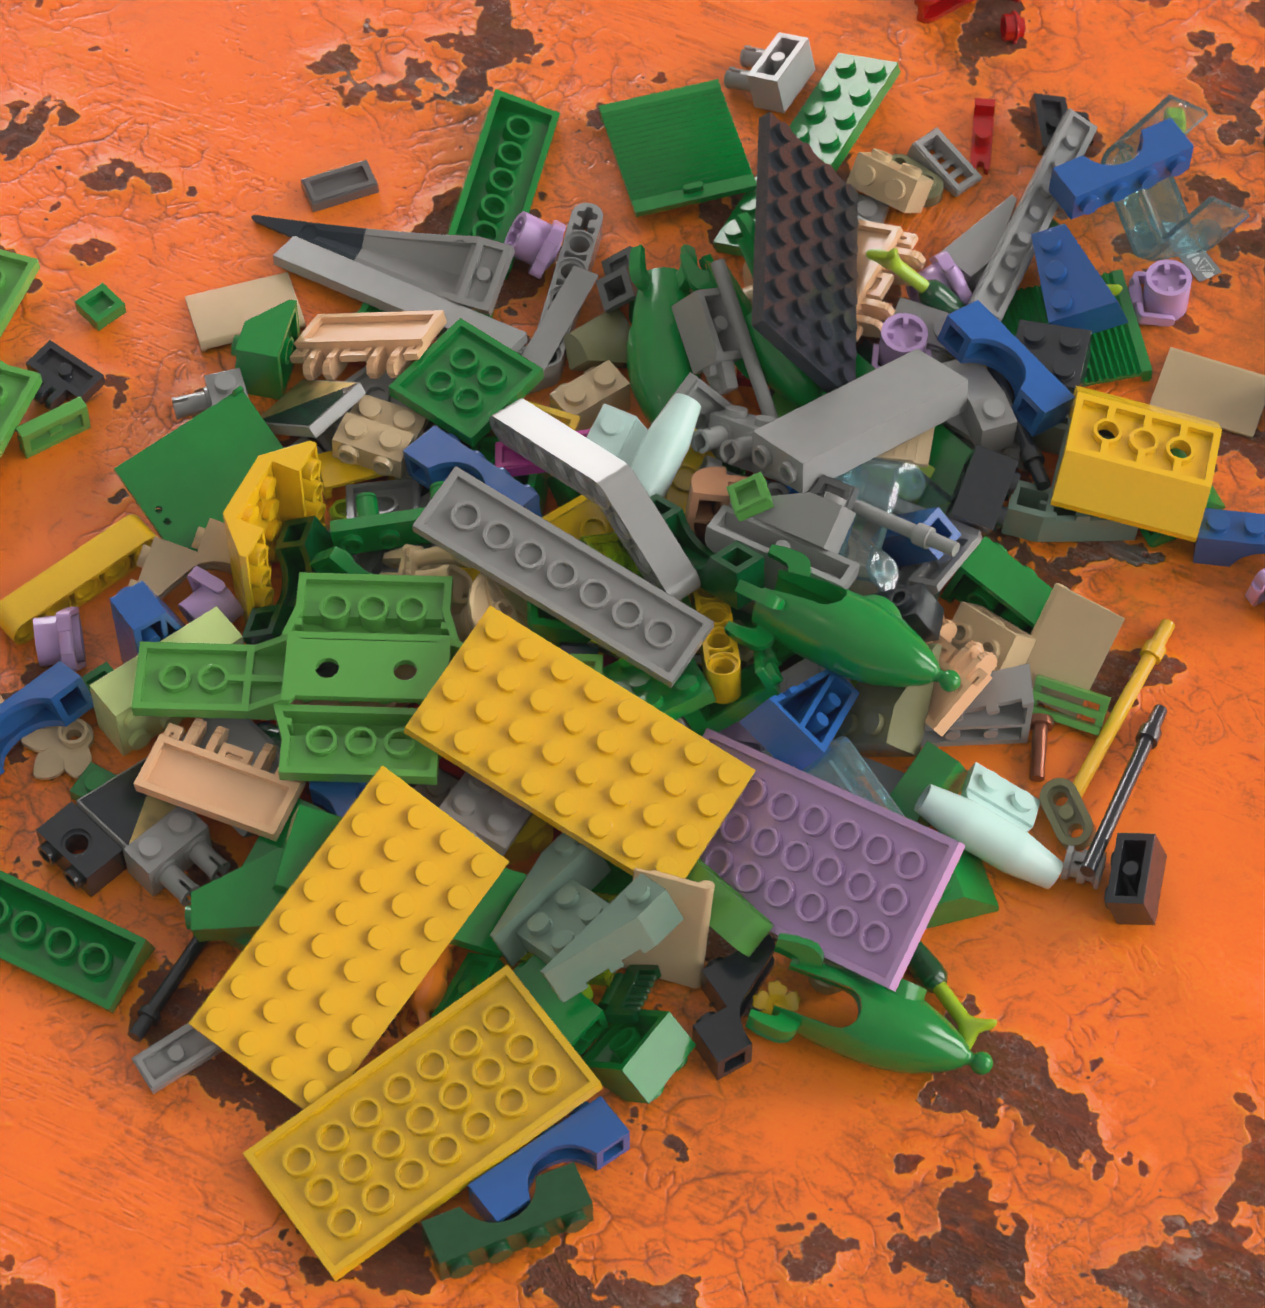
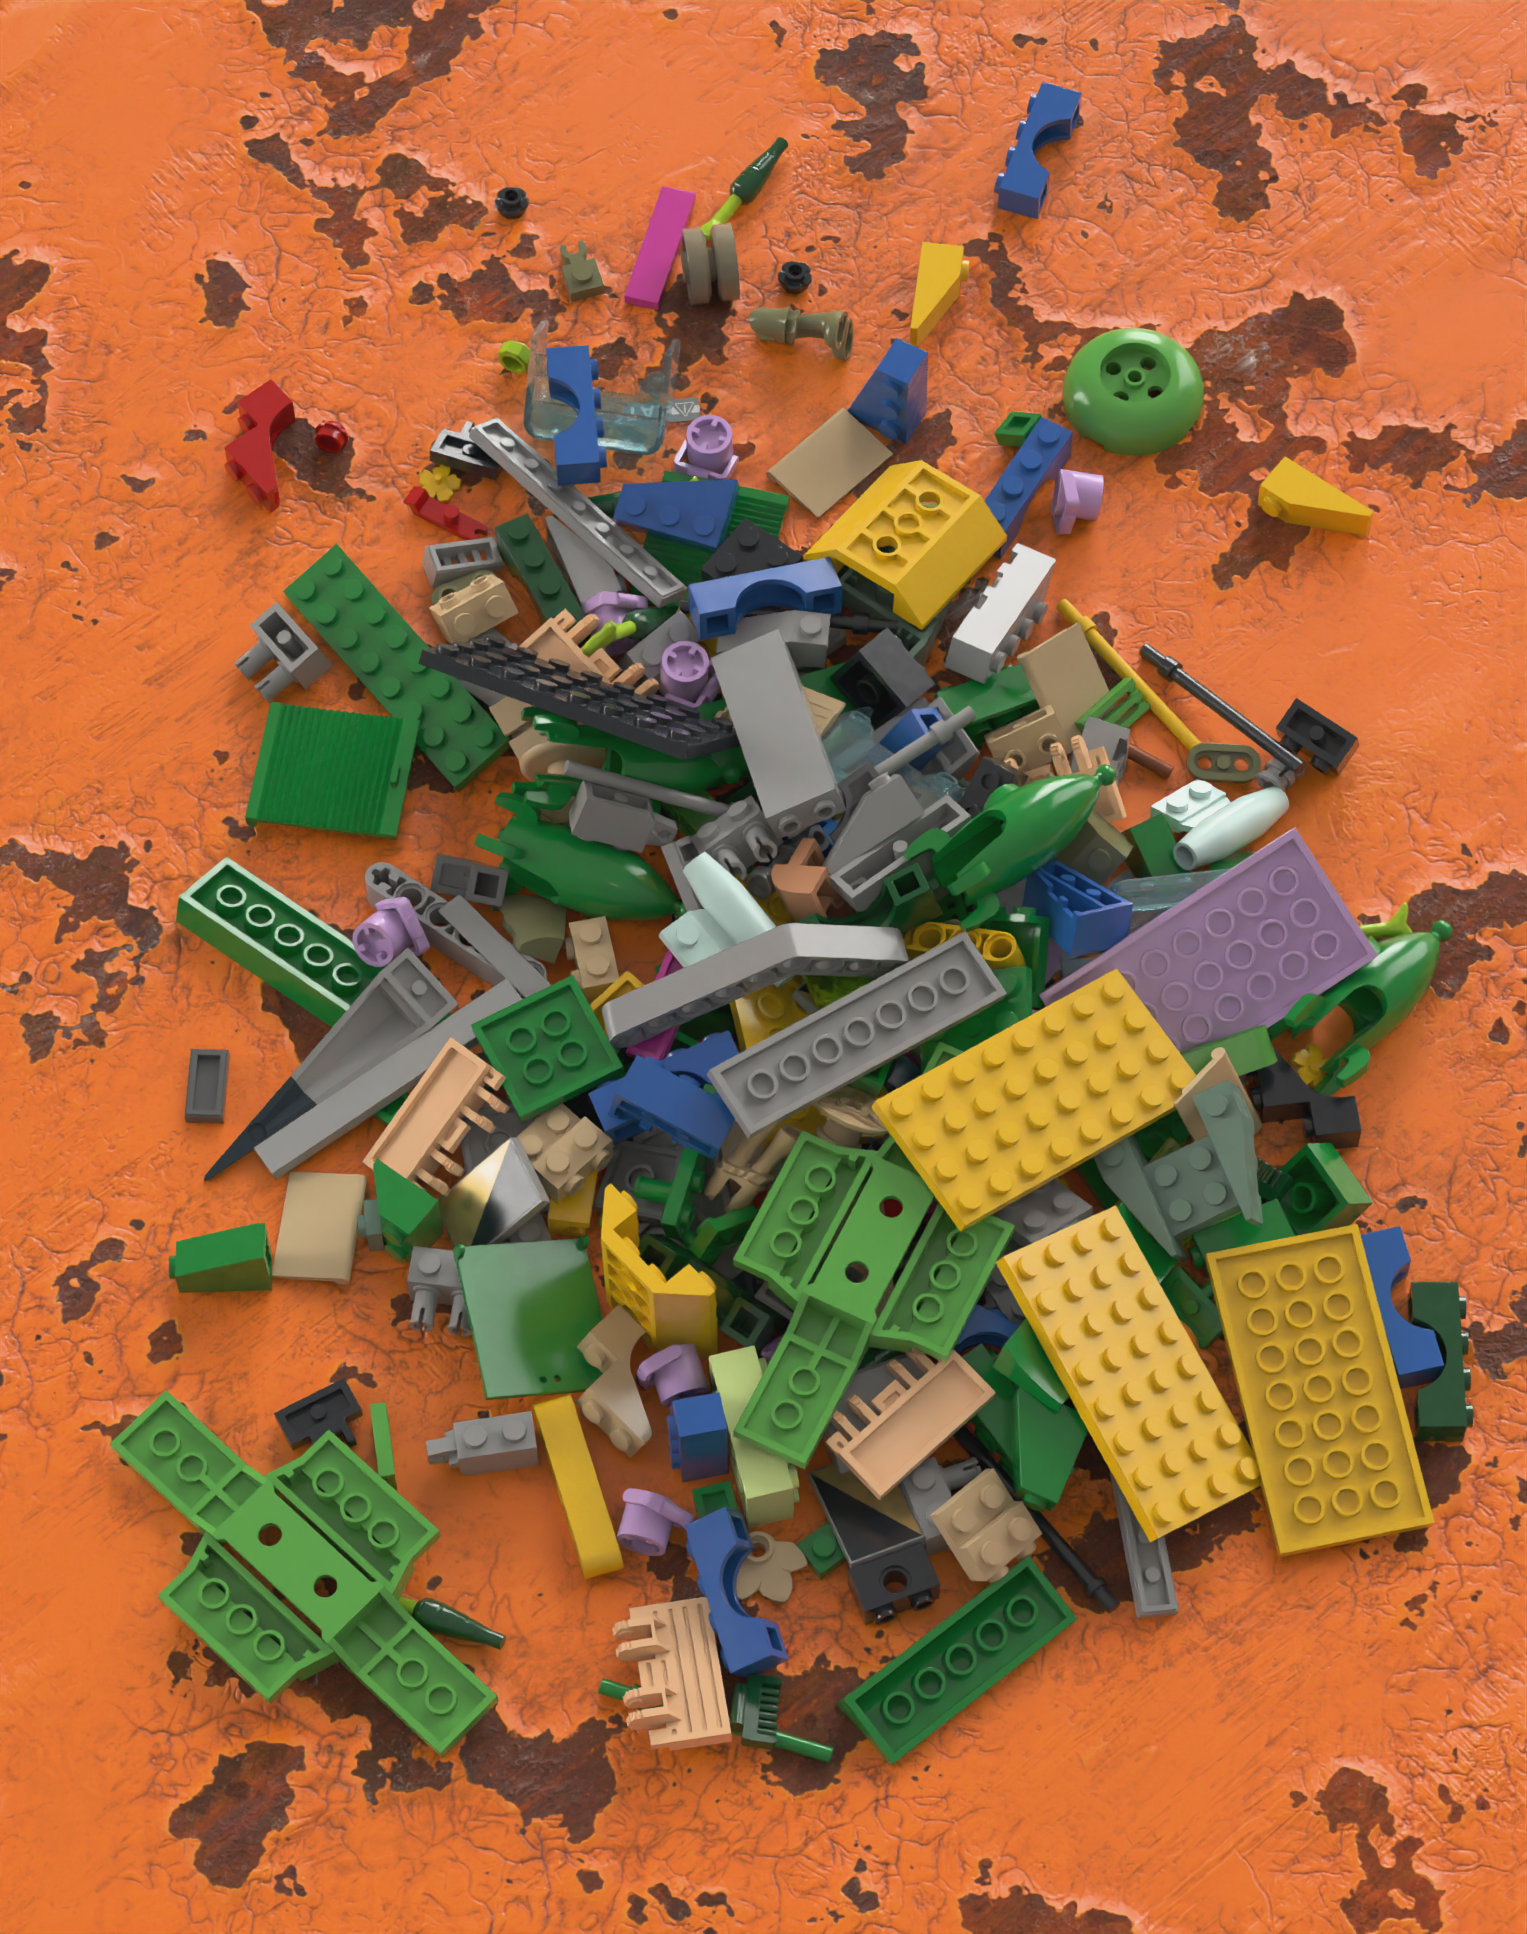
camera: 65 degrees left, 5 degrees up
(83, 495) = (487, 1445): none -> light grey hinge
(100, 306) = (251, 1354): green plate -> none
(153, 890) = (986, 1527): none -> tan plate
(173, 254) = (224, 1261): none -> green slope
(430, 455) = (673, 1106): none -> blue wedge
(750, 496) = (840, 849): bright green tile -> none
(965, 202) = (535, 567): none -> dark green arch
(1013, 121) = (440, 483): none -> yellow plant
(1104, 564) = (1002, 615): none -> wedge

